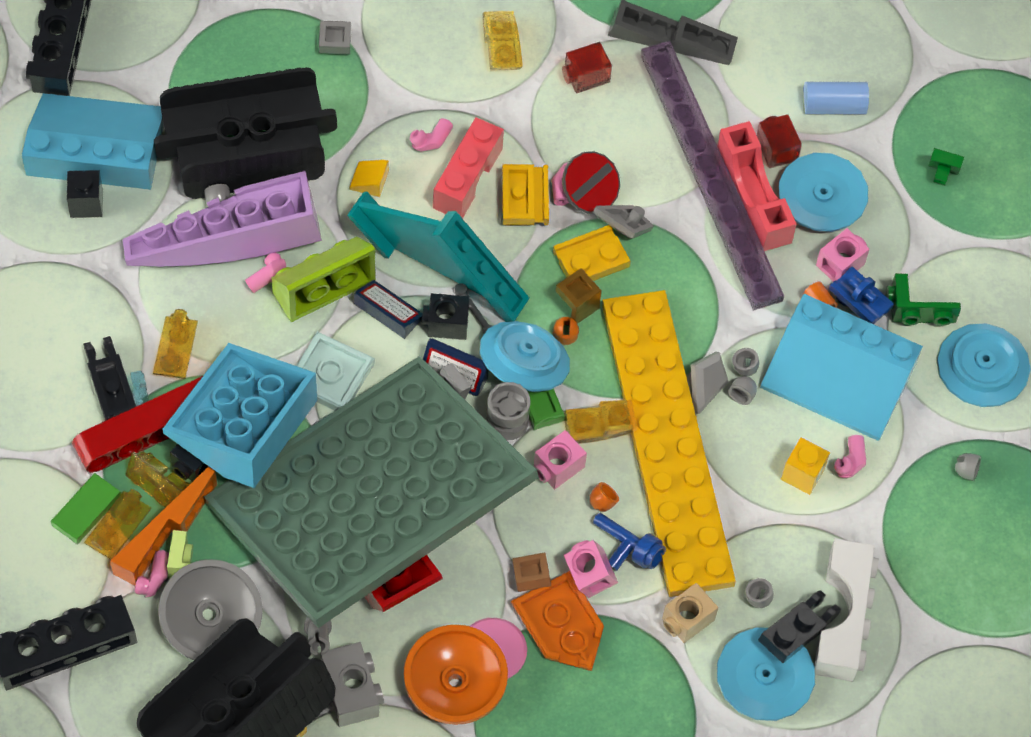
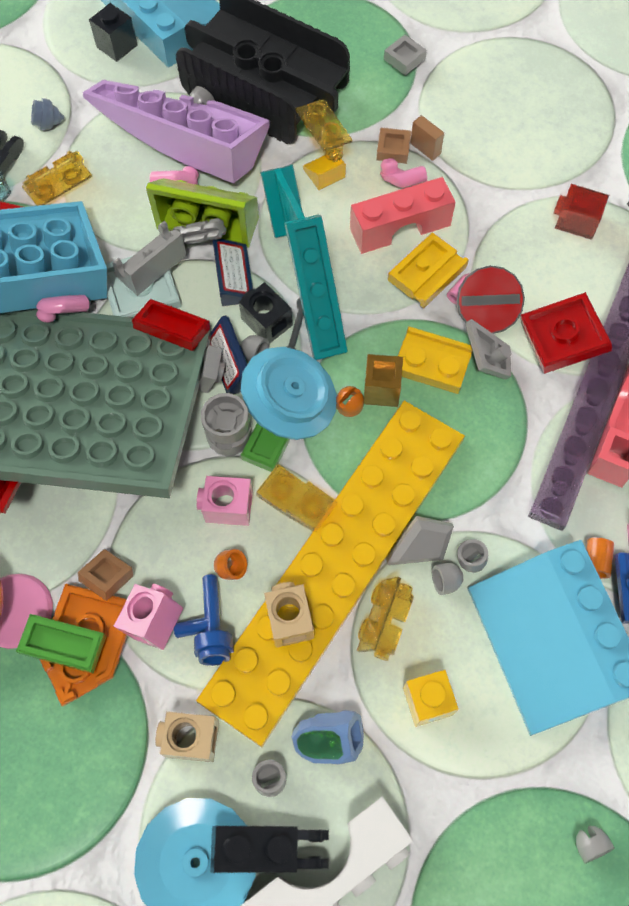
camera: 50 degrees right, 5 degrees up
(103, 304) = (45, 114): none -> sand blue plate
(303, 429) = (51, 306): none -> bright pink arm
(326, 343) = (151, 260): none -> light grey hinge
(337, 298) = (202, 231): none -> light grey axle
(351, 144) = (325, 128): none -> clear yellow hinge
(395, 376) = (171, 324): none -> red tile
(400, 118) = (393, 144): none -> medium nougat tile
(423, 94) = (427, 137): none -> medium nougat tile
(464, 344) = (253, 345): none -> light grey hinge
(502, 40) = (531, 144): clear yellow slope -> none
(553, 632) = (61, 643): none -> bright green tile
(661, 166) = (565, 333): none -> red tile
(679, 500) = (290, 631): none -> tan brick
(724, 435) = (377, 633): none -> clear yellow hinge
(769, 540) = (329, 737): none -> medium blue rock
(854, 460) = (485, 735): bright pink arm -> none

